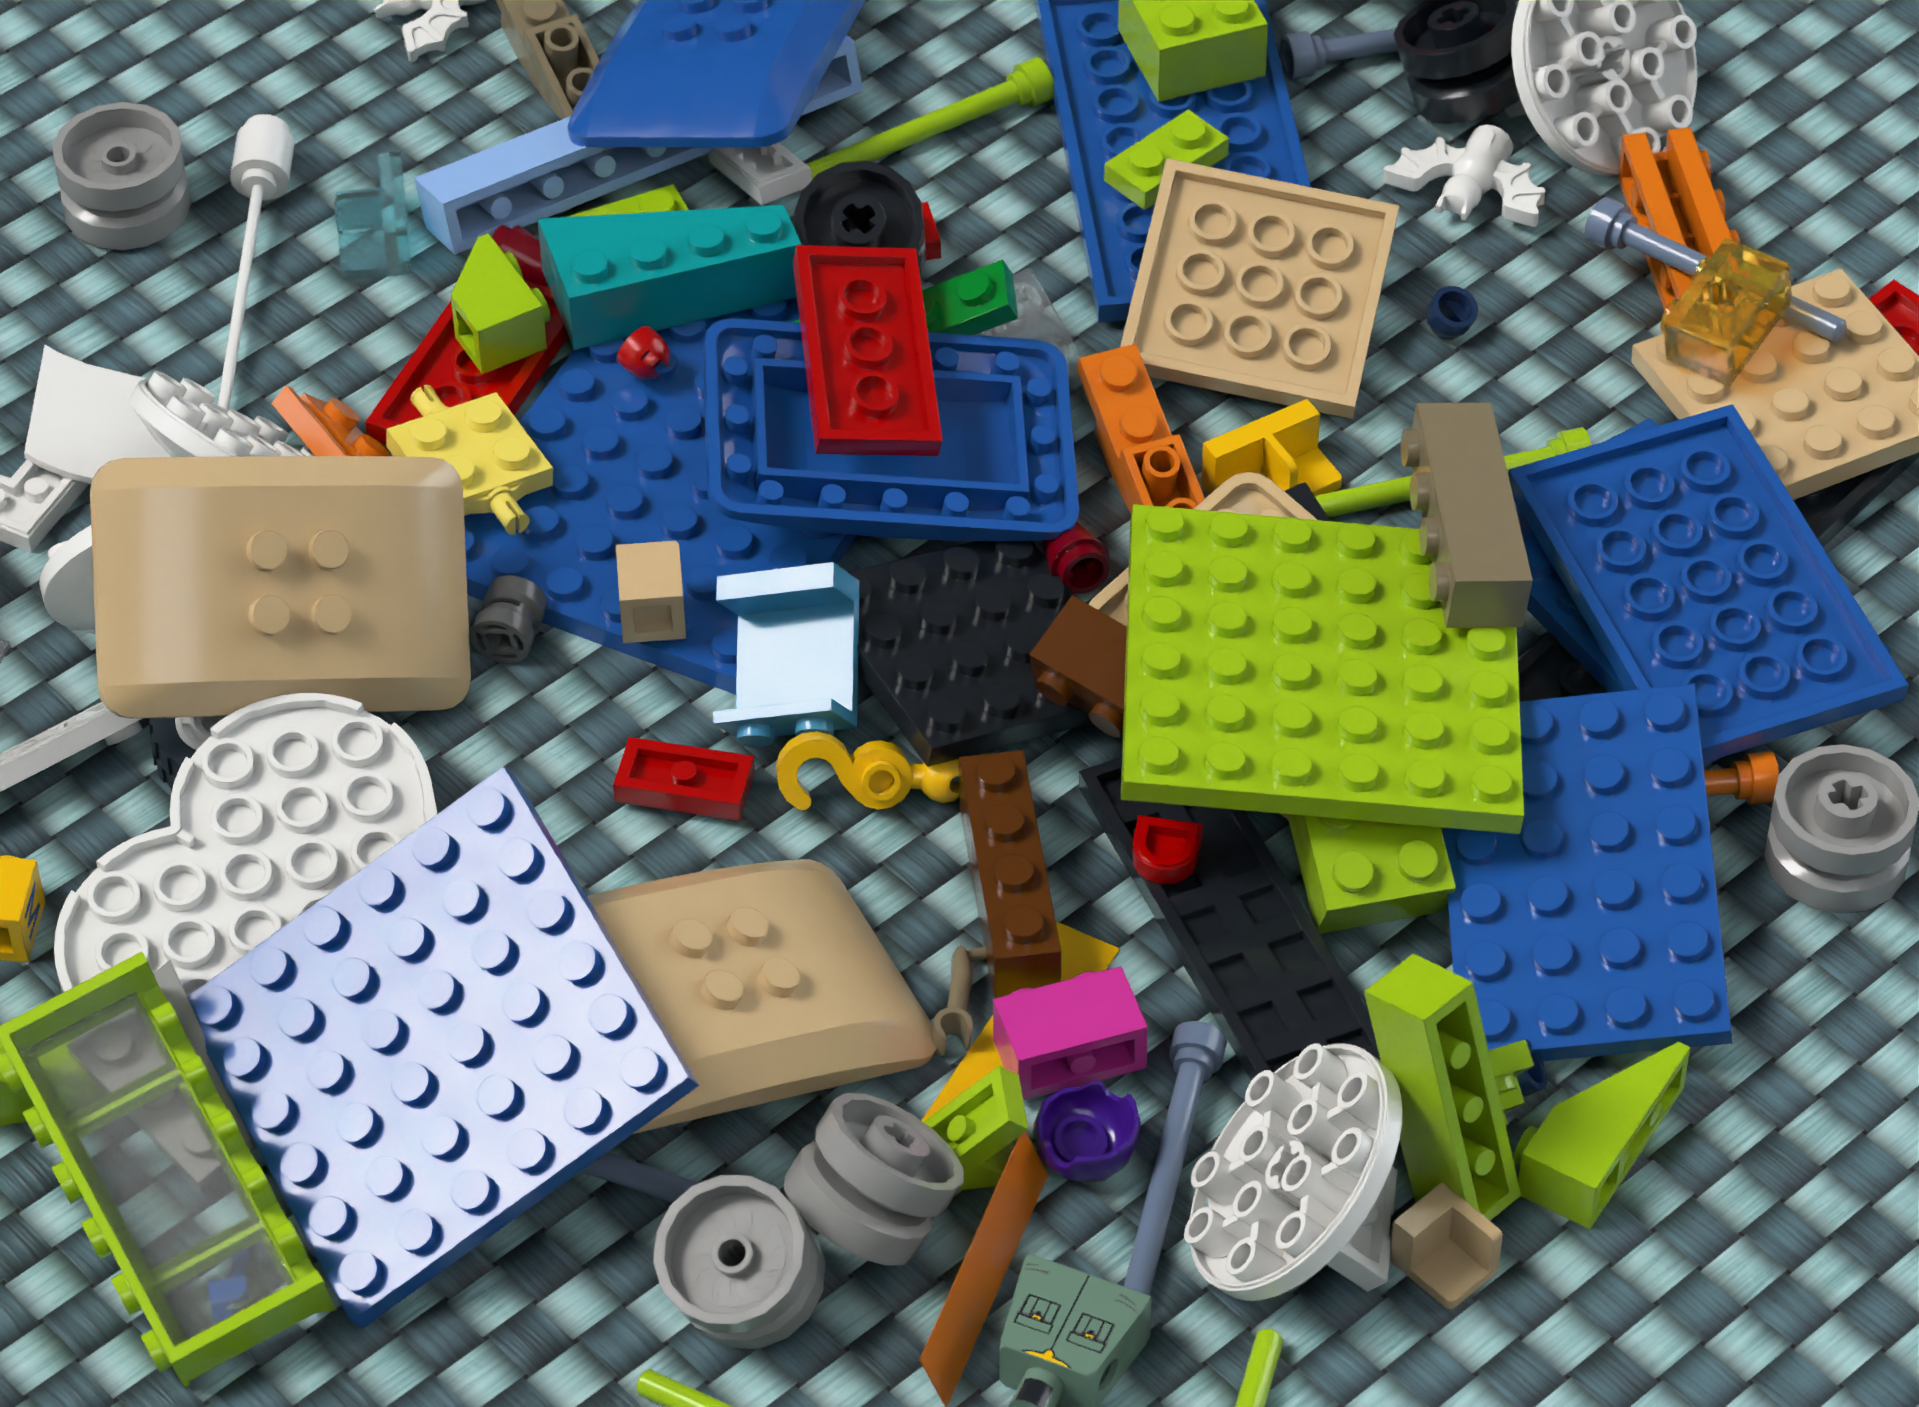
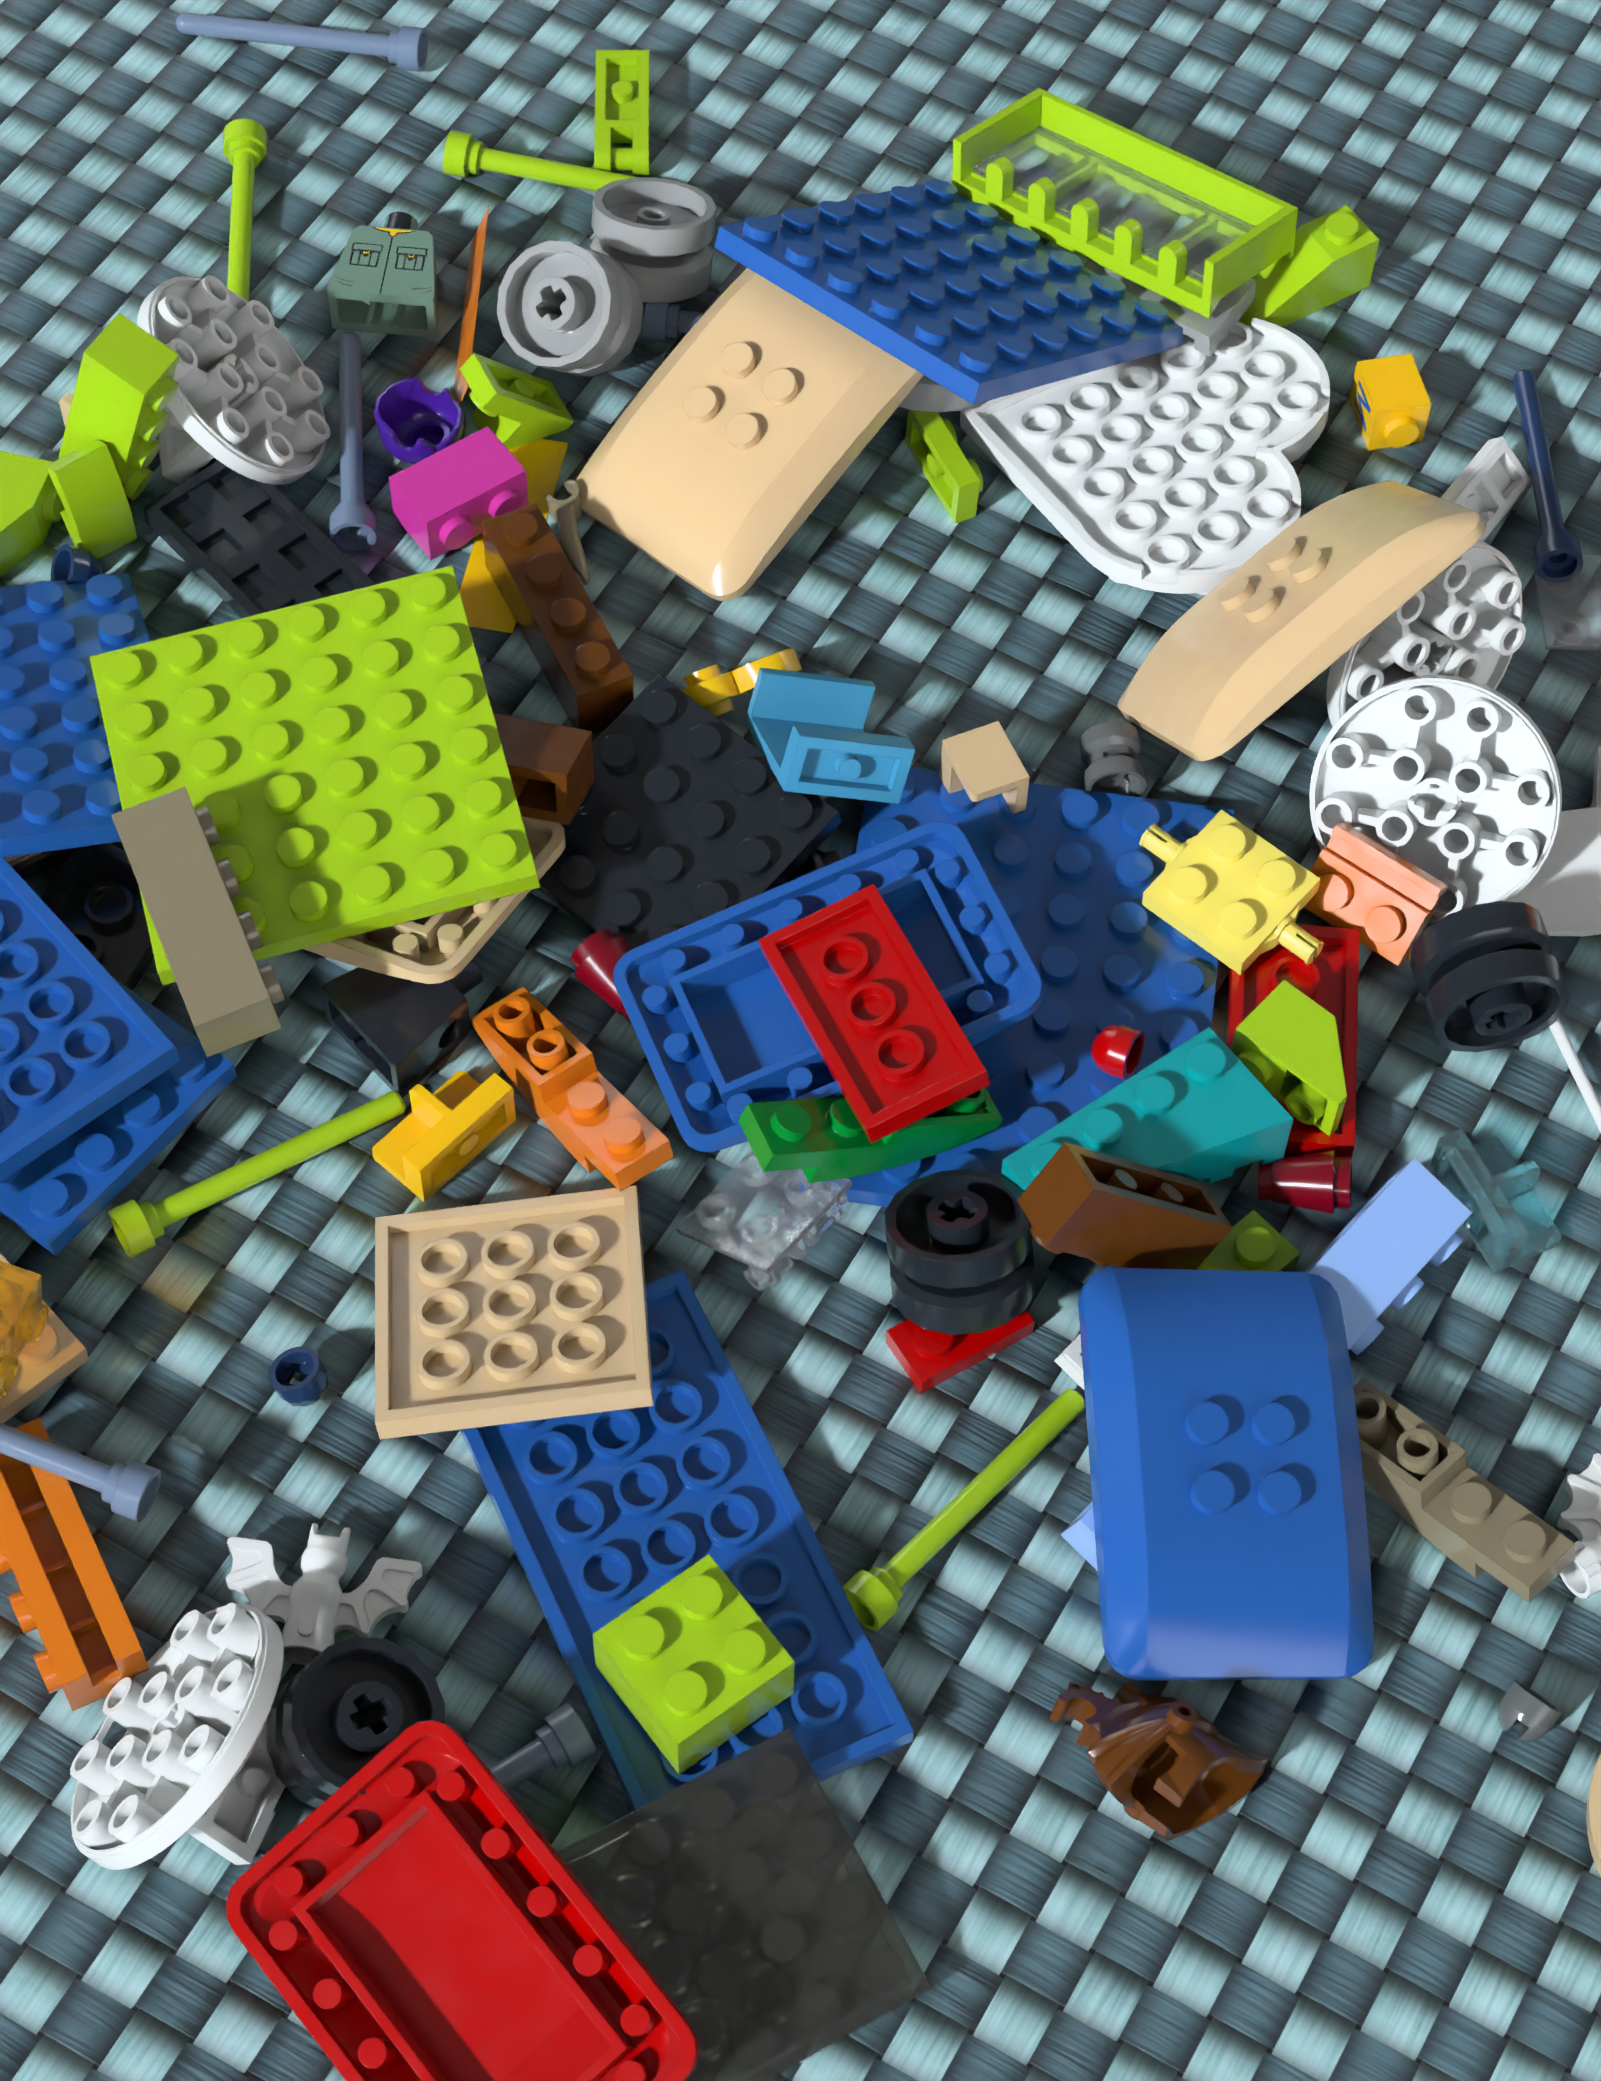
camera: 160 degrees right, 10 degrees up
(284, 326) = (1488, 976): none -> black wheel
(684, 778) = (885, 654): red plate -> none
(738, 168) = (1121, 1212): none -> reddish brown brick
(1141, 166) = (668, 1481): lime plate -> none

